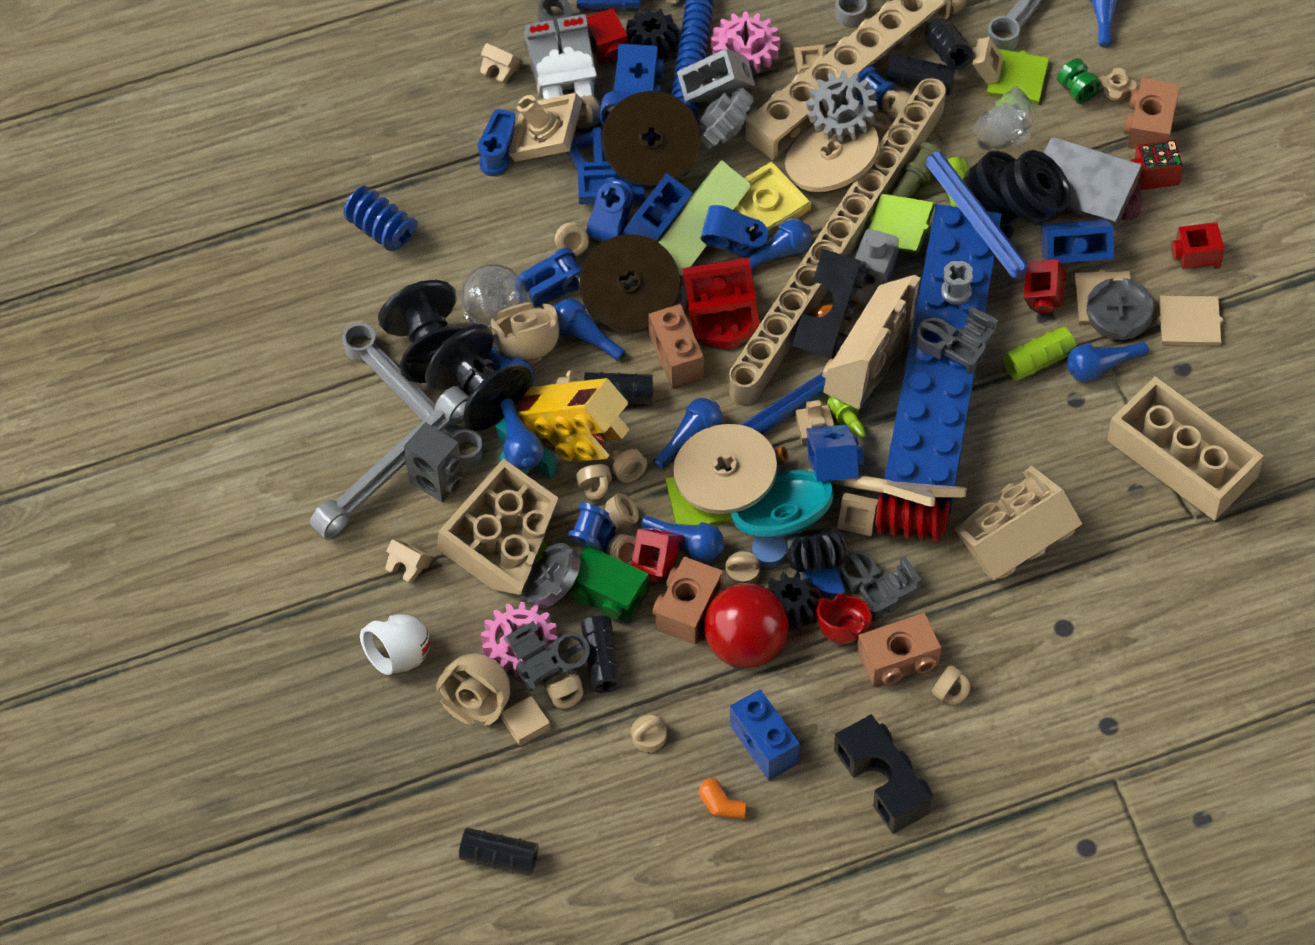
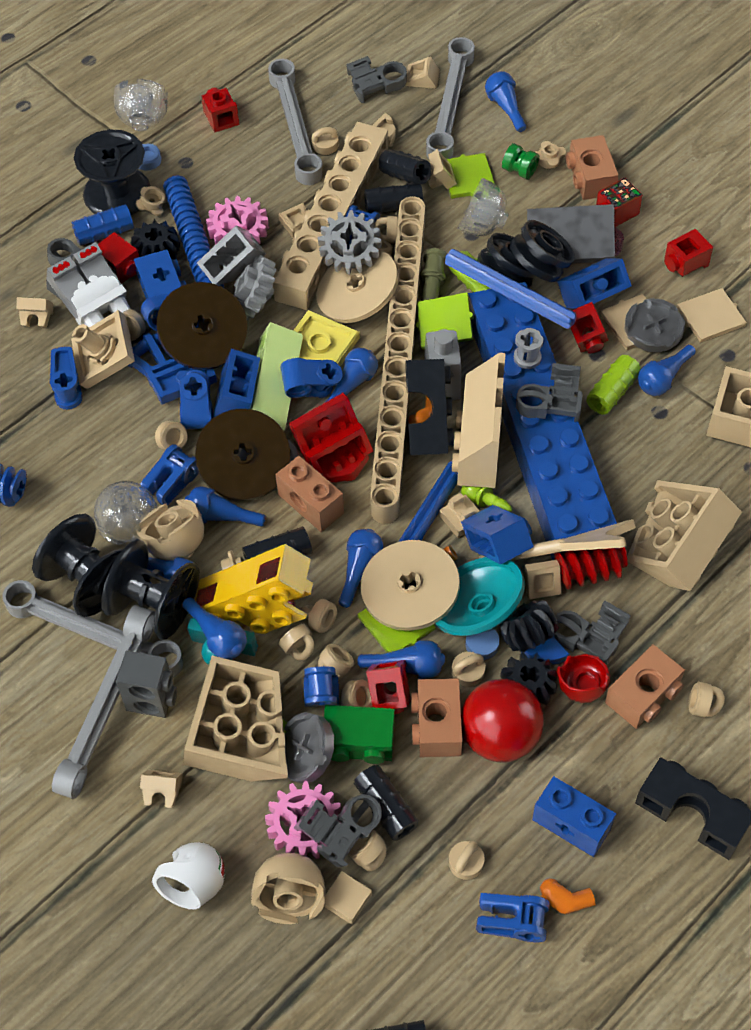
camera: 25 degrees left, 0 degrees up
(675, 798) = (516, 927): none -> blue piece

